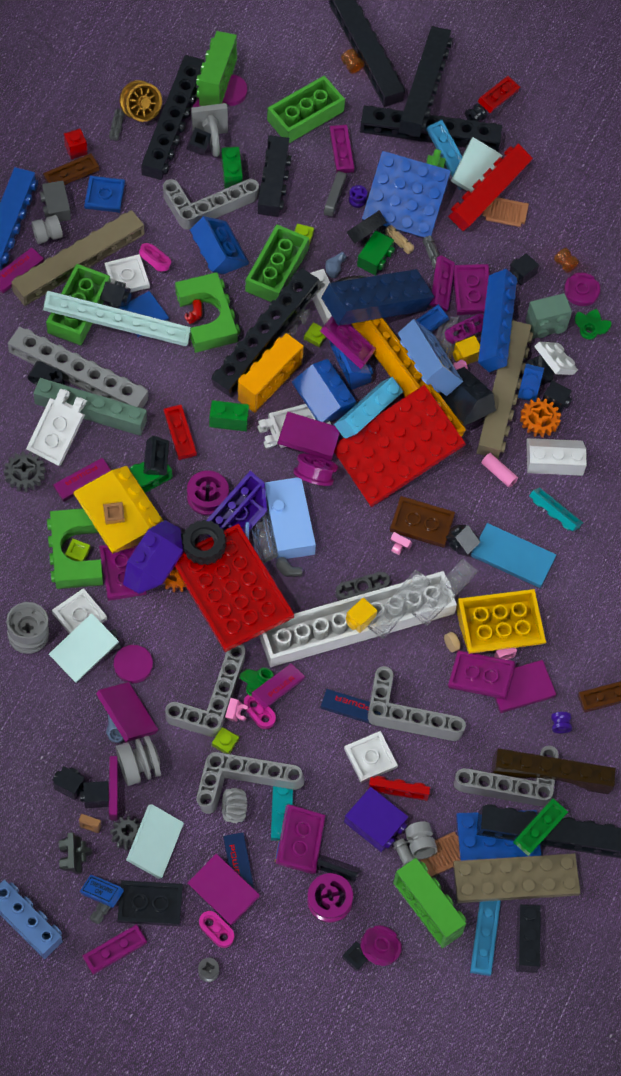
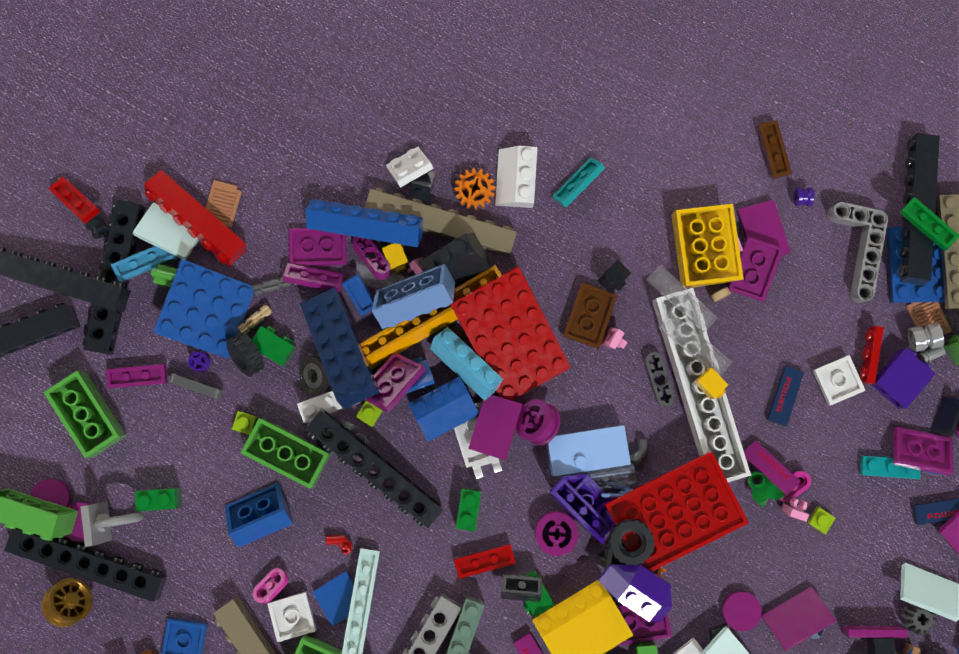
camera: 90 degrees left, 20 degrees up
(114, 513) = (593, 635): medium nougat tile -> none
(116, 124) = (93, 627): dark grey axle -> none
(116, 294) = (321, 630): black brick -> none
(138, 760) = (853, 609): light grey wheel -> none
(174, 195) = (203, 524): light grey beam -> none
(198, 141) = (123, 536): black brick -> none
(209, 290) = (313, 527): bright green arch -> none
(217, 698) = (798, 533): light grey beam -> none
(234, 805) = (895, 514): light grey gear -> none
(243, 774) = (863, 503): light grey beam -> none
(270, 372) = (421, 465): light orange brick -> none
(274, 176) = (173, 452): black wedge -> none
(333, 265) = (285, 391): sand blue animal -> none
(352, 61) = (19, 359): clear orange wheel -> none
(407, 714) = (798, 343): light grey beam -> none
(499, 470) = (532, 234): bright pink piece -> none
(513, 555) = (625, 227): dark azure tile -> none
(524, 268) = (297, 192): black brick -> none
(530, 382) = (439, 194): blue plate -> none
(548, 316) = (360, 170): sand green brick -> none
(559, 395) = (451, 169): black brick -> none
(566, 260) = (288, 146): clear orange wheel -> none
(582, 289) = (321, 133): magenta tile -> none
(585, 775) = (861, 177): dark brown arch -> none
(593, 323) = (361, 126): green plate -> none

